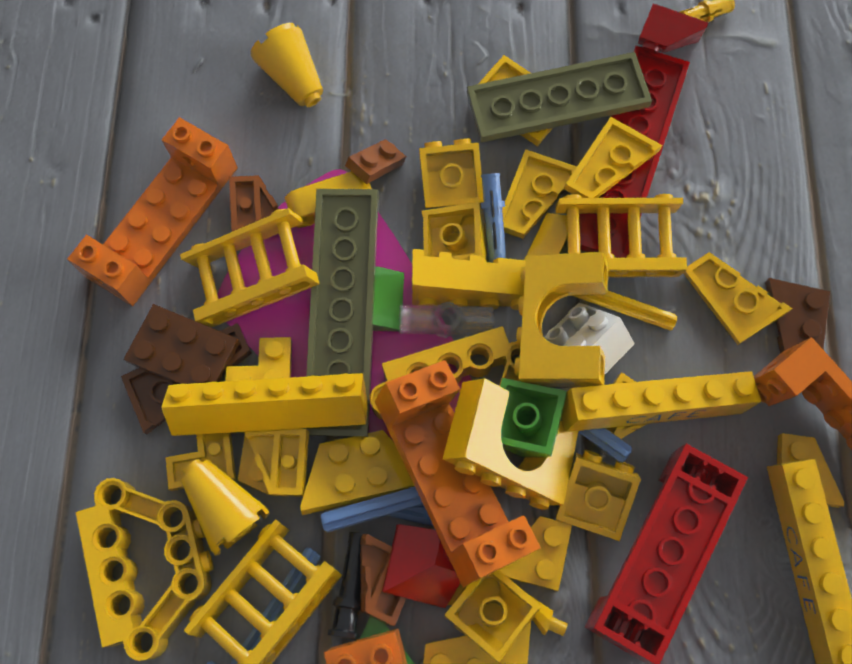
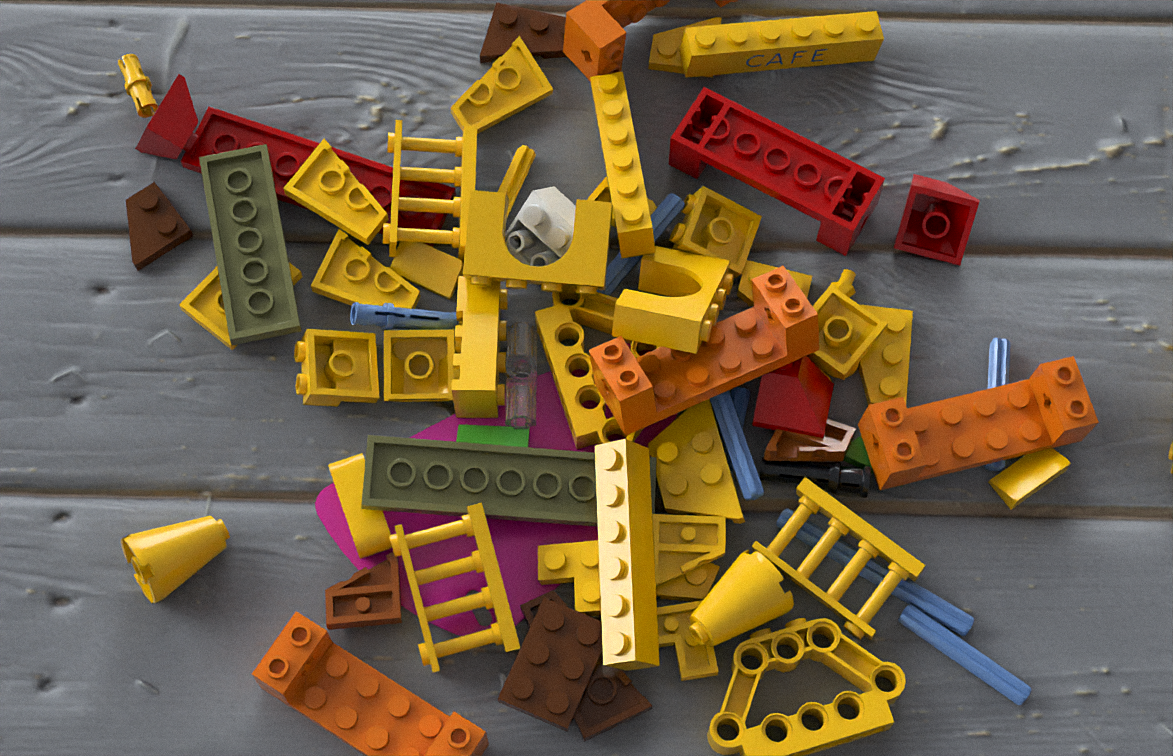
camera: 90 degrees left, 5 degrees down
(375, 161) = (316, 450): dark orange plate -> none
(531, 418) = (642, 271): bright green slope -> none
(578, 35) = (153, 226): none -> reddish brown wing

